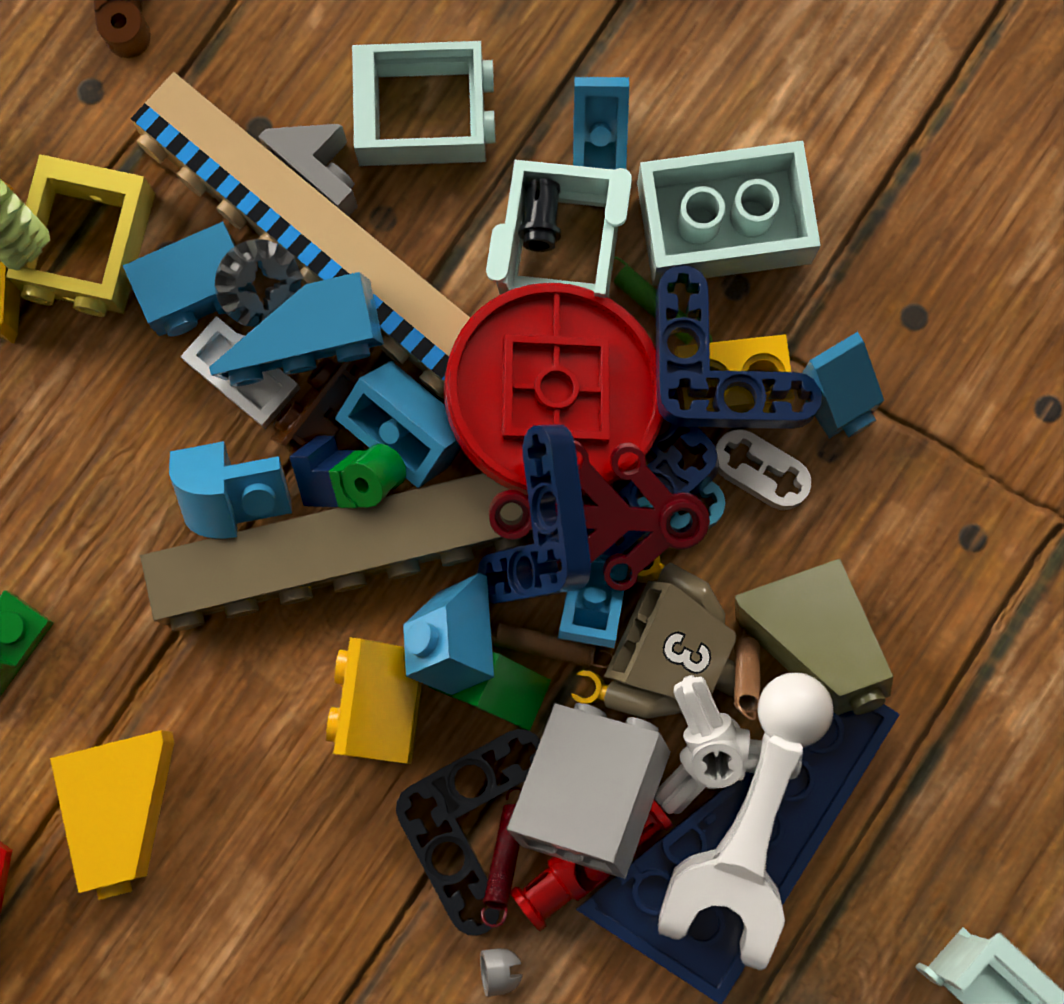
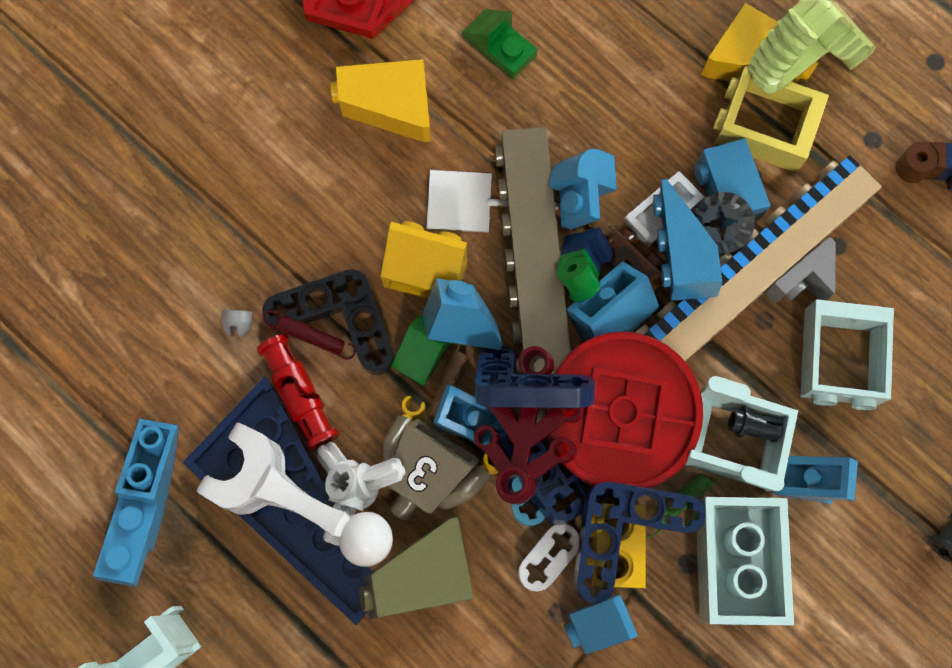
camera: 95 degrees right, 5 degrees down
(262, 672) = (461, 201): none -> white piece
(590, 788) = (342, 394): light grey brick -> none
(747, 675) = (400, 515): medium nougat piece -> none

